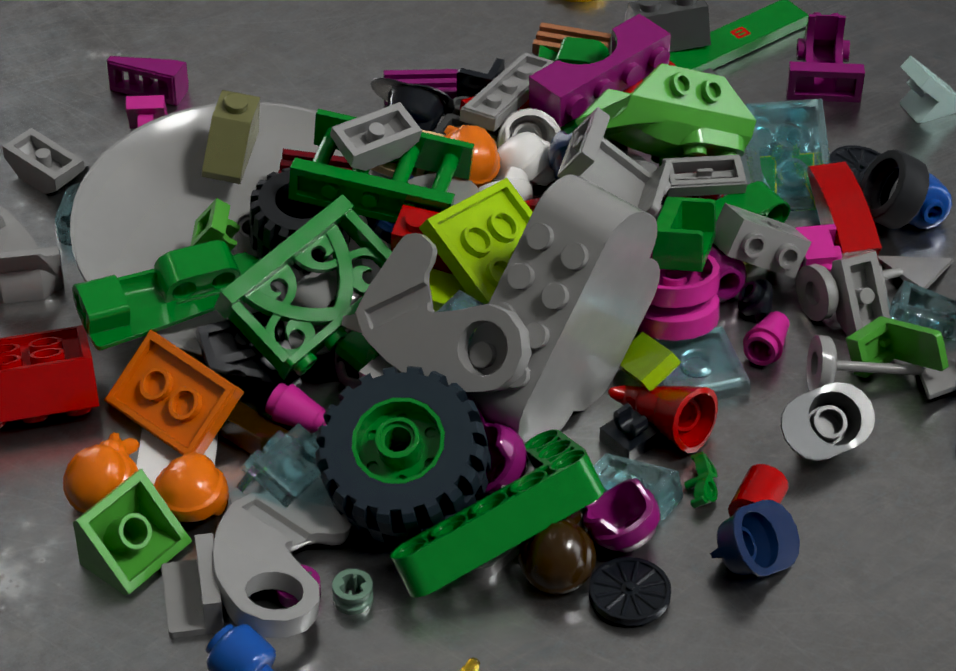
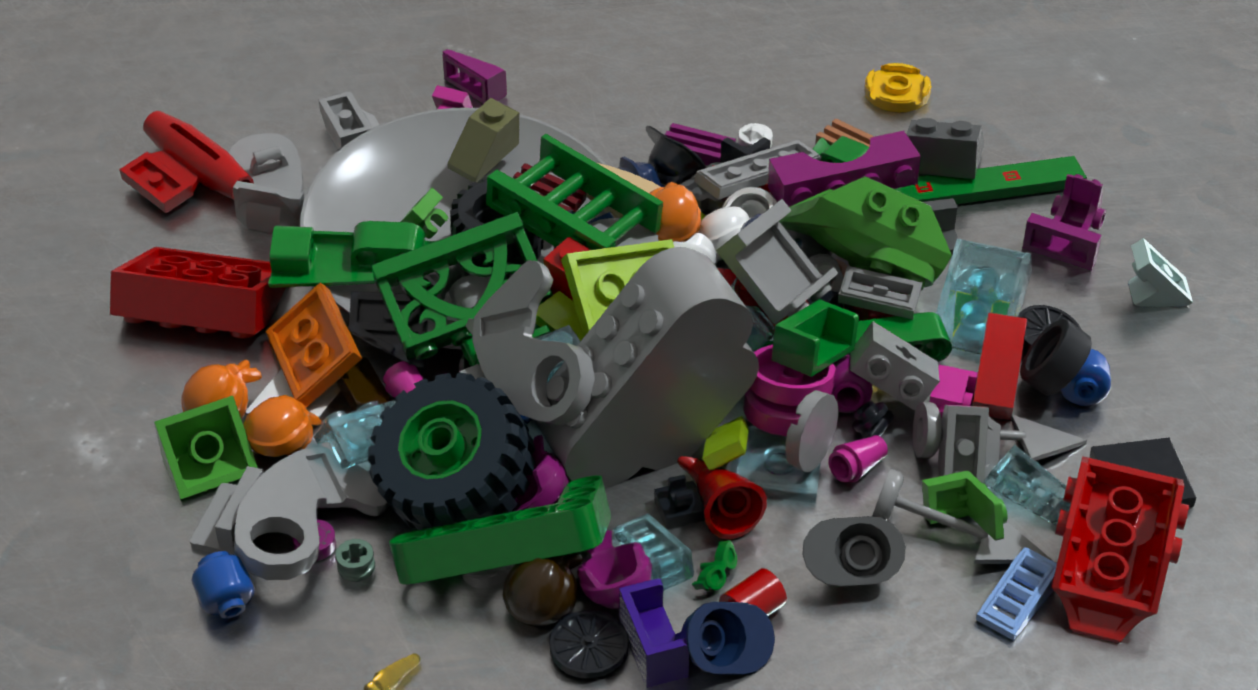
camera: 25 degrees right, 0 degrees up
(376, 137) = (574, 171): light grey slope -> none
(473, 59) = (754, 132): none -> white tile
(685, 564) = (651, 634): none -> dark purple panel
(727, 323) = (814, 432): none -> light grey tile

